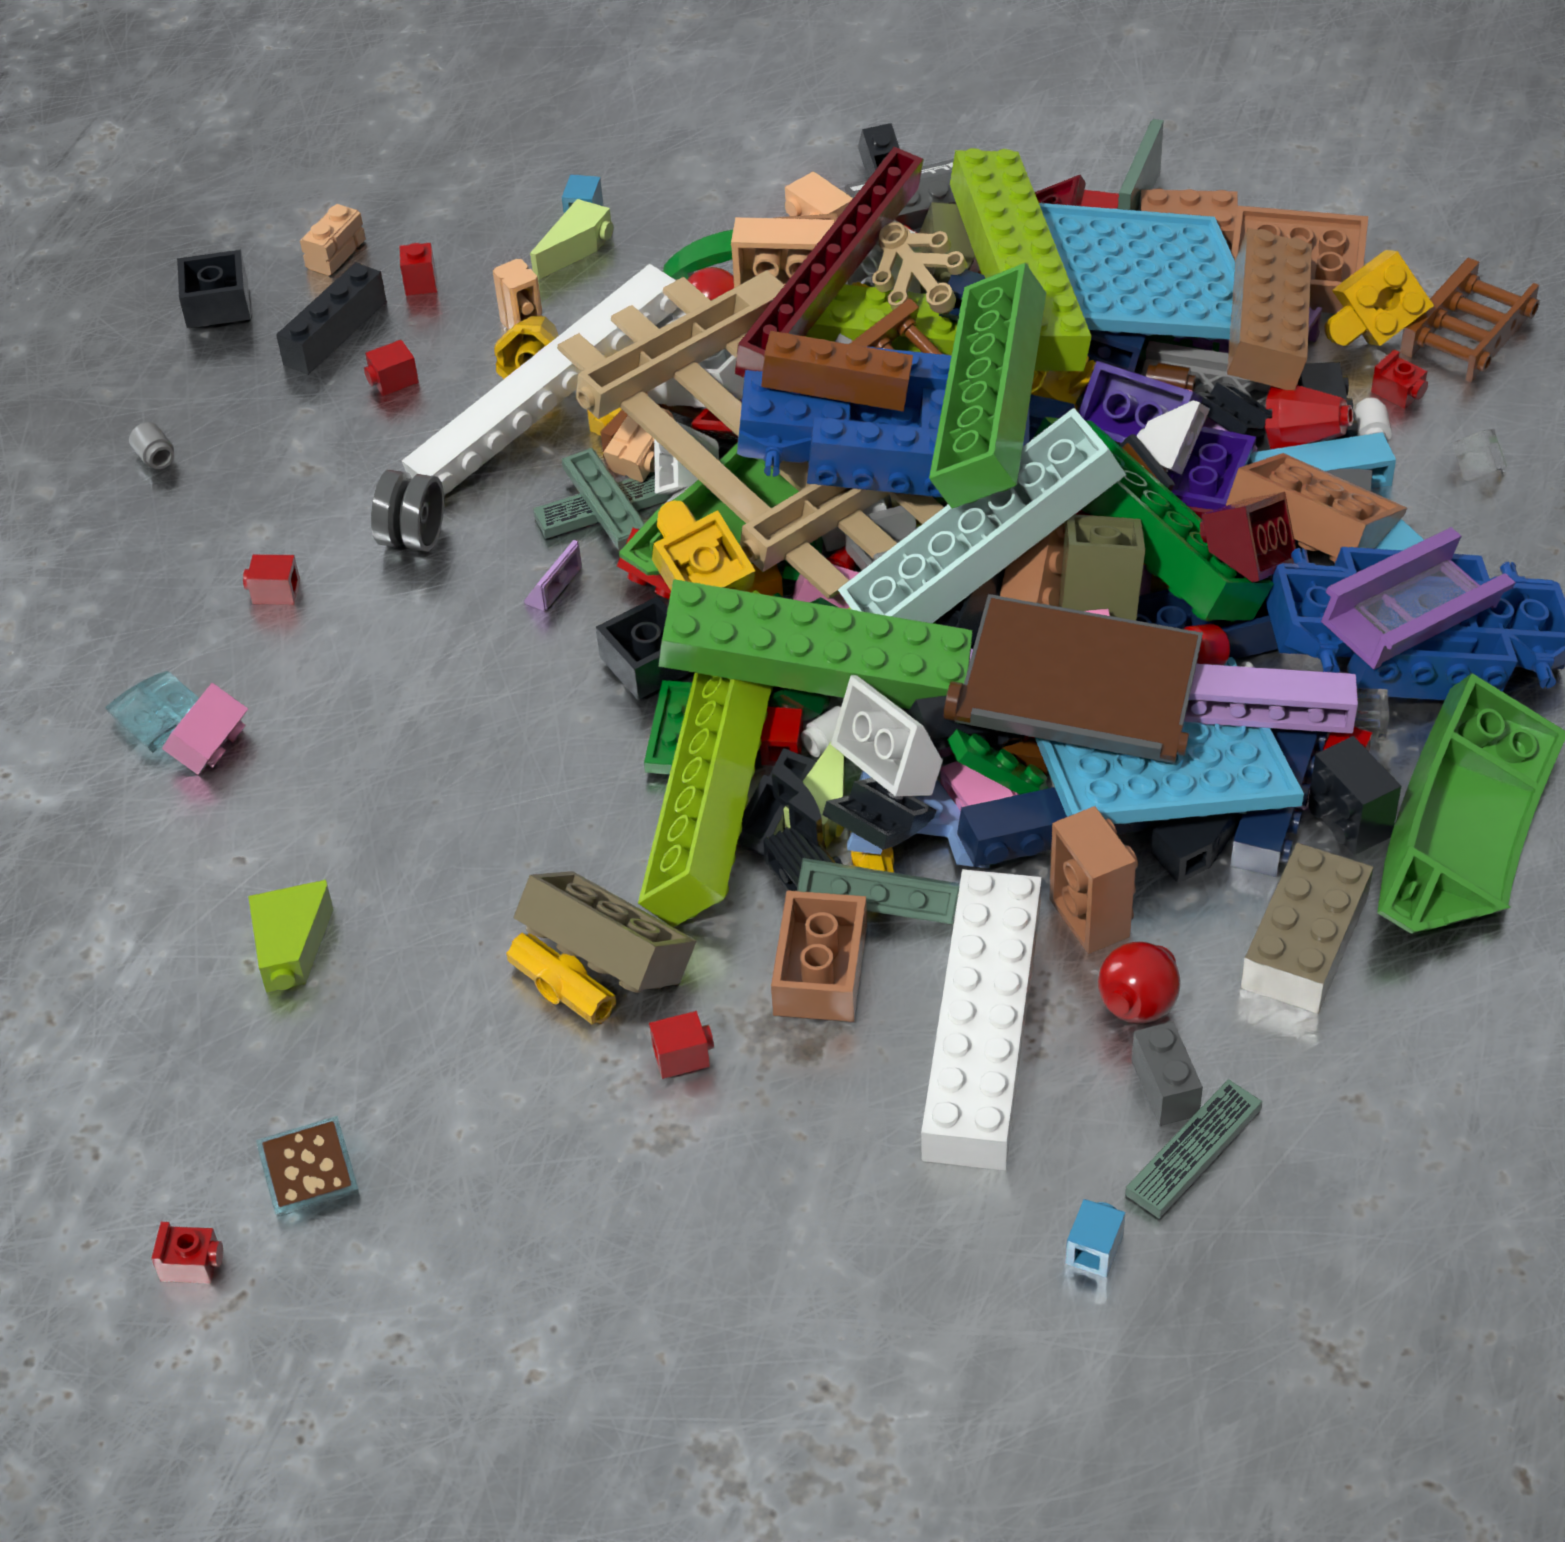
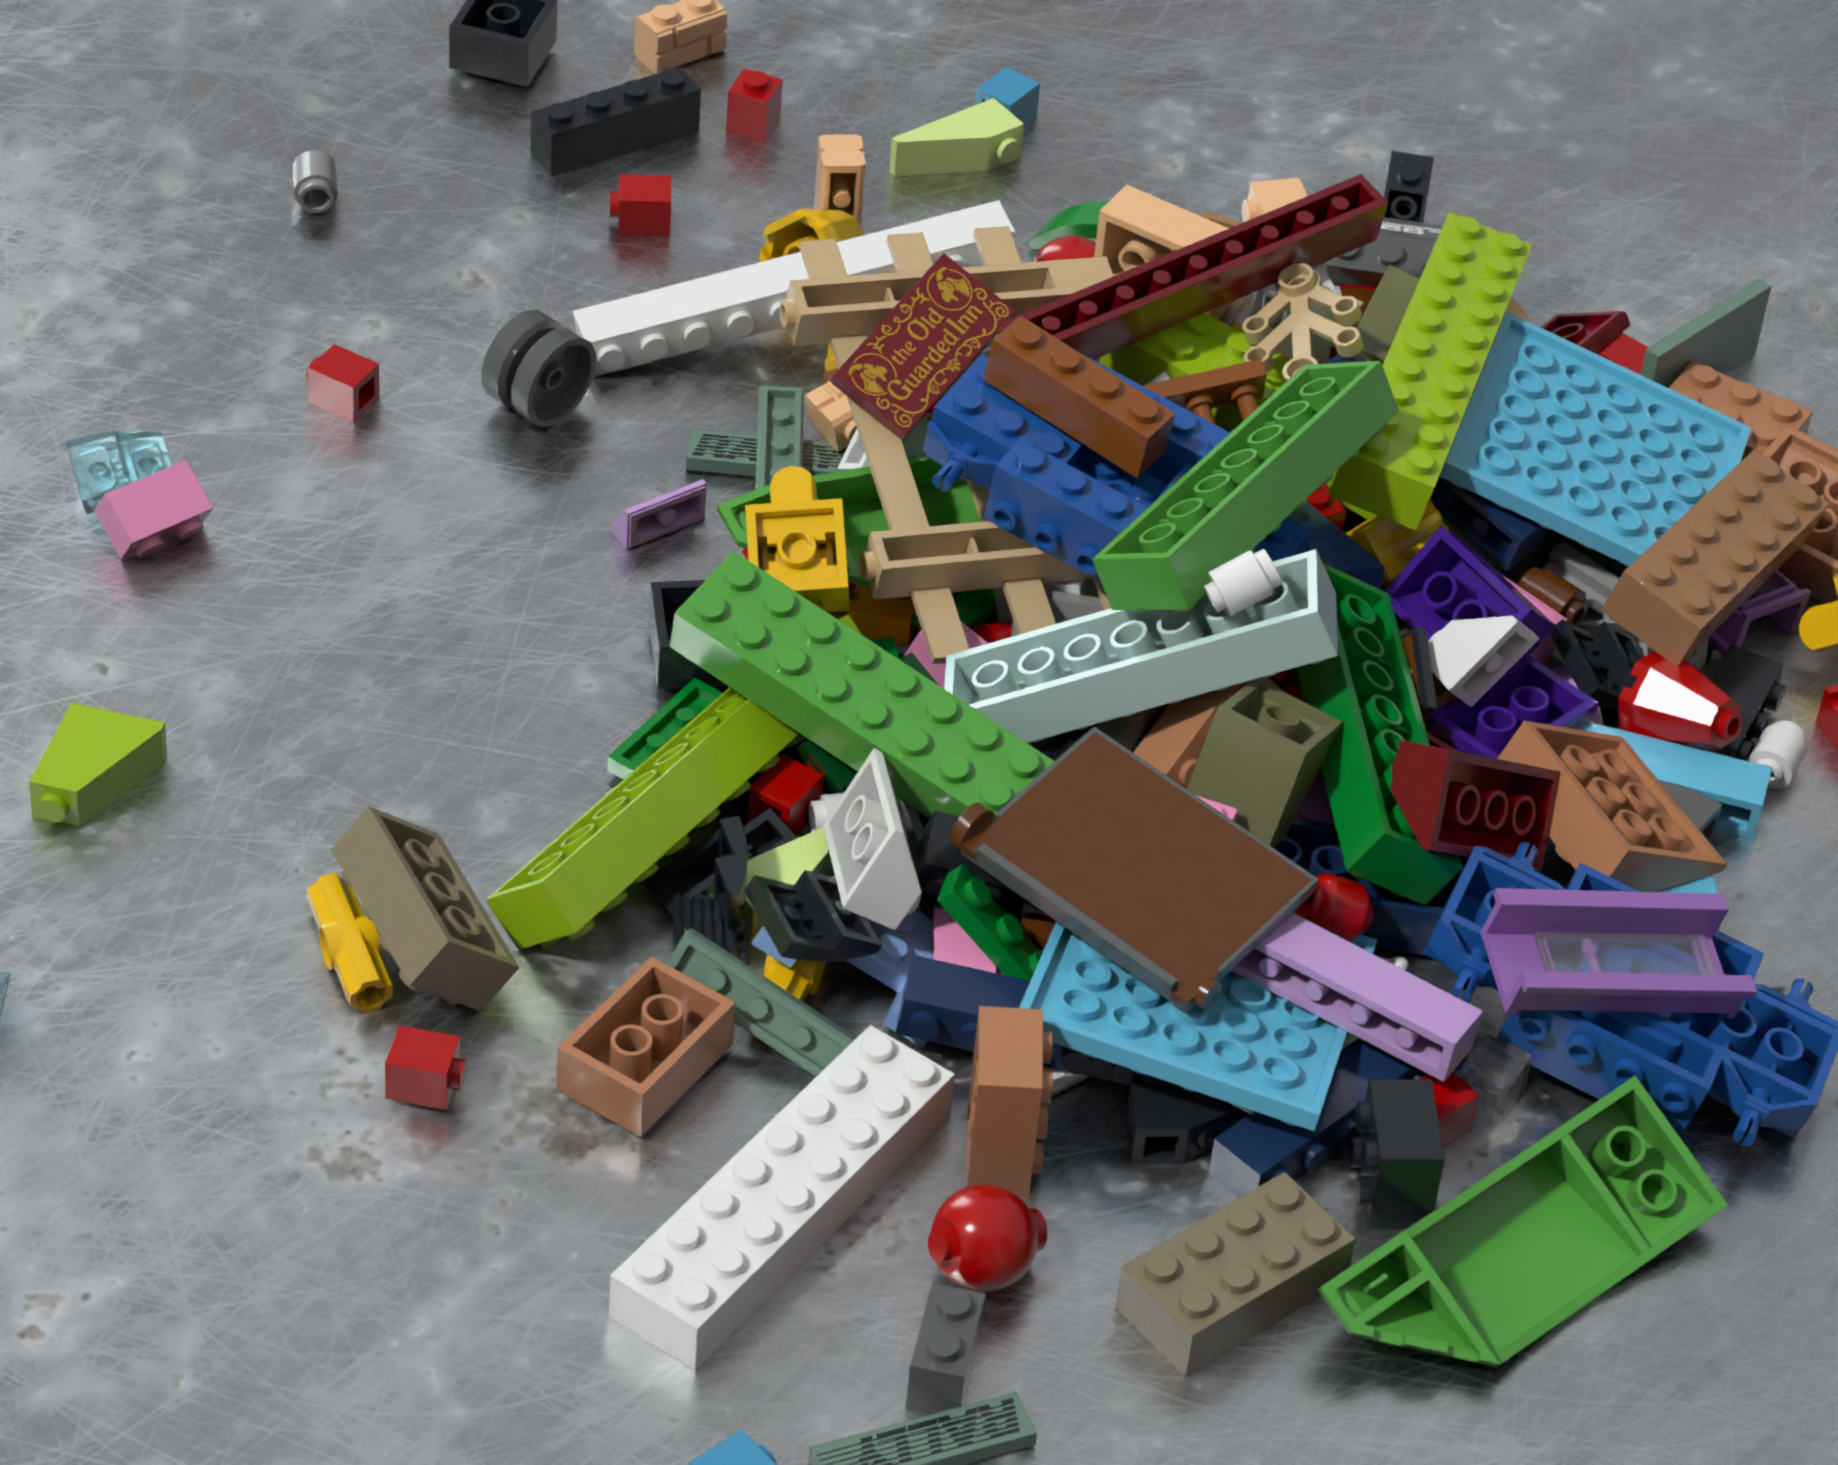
camera: 20 degrees right, 5 degrees down
(691, 382) = (922, 346): none -> dark red tile
(1043, 450) = (1242, 582): none -> white brick

